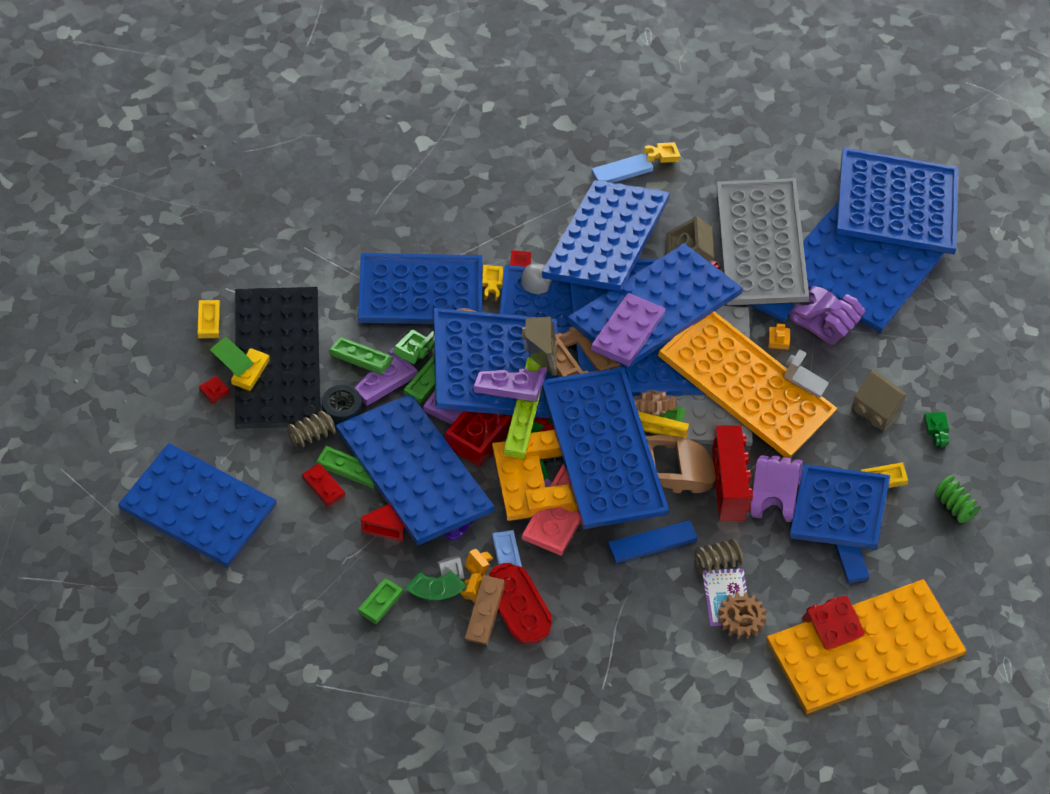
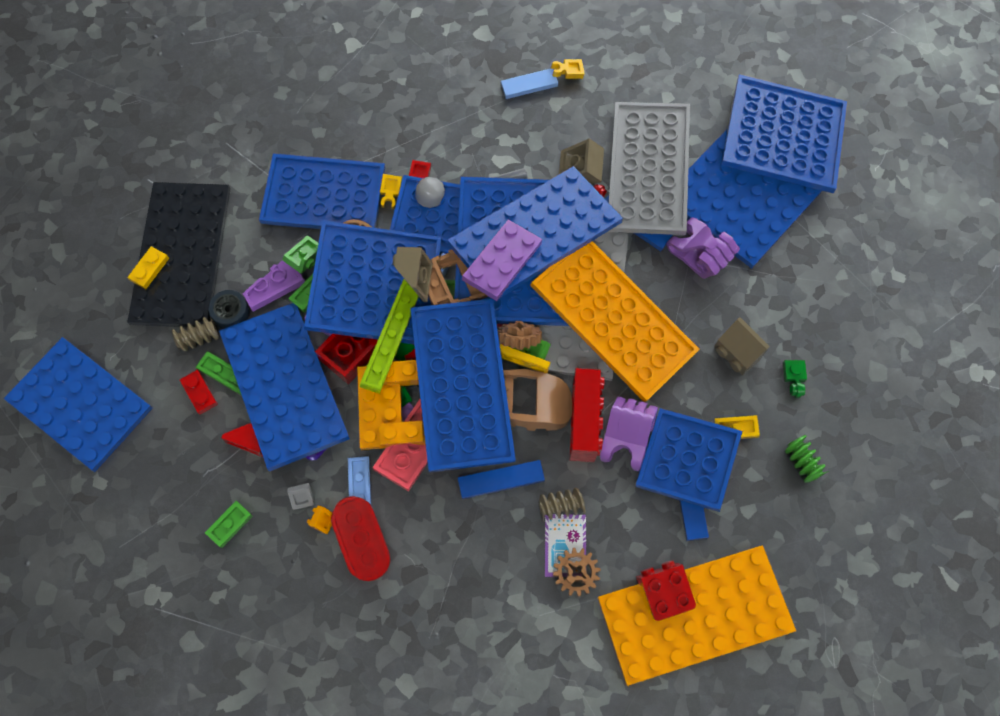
camera: 10 degrees right, 15 degrees up
(208, 318) = (123, 211): yellow plate -> none
(214, 389) = (116, 283): red plate -> none
(231, 356) = (132, 254): bright green tile -> none
(361, 355) = (255, 259): bright green tile -> none
(436, 588) = (284, 514): green tile -> none
(478, 562) = (329, 491): light orange tile -> none
(485, 610) = (325, 545): medium nougat plate -> none
(517, 385) = (381, 312): medium lavender wing -> none
(606, 235) = (500, 154): plate -> none
(779, 337) = (653, 267): light orange tile -> none
(803, 377) = (670, 316): light grey bracket -> none

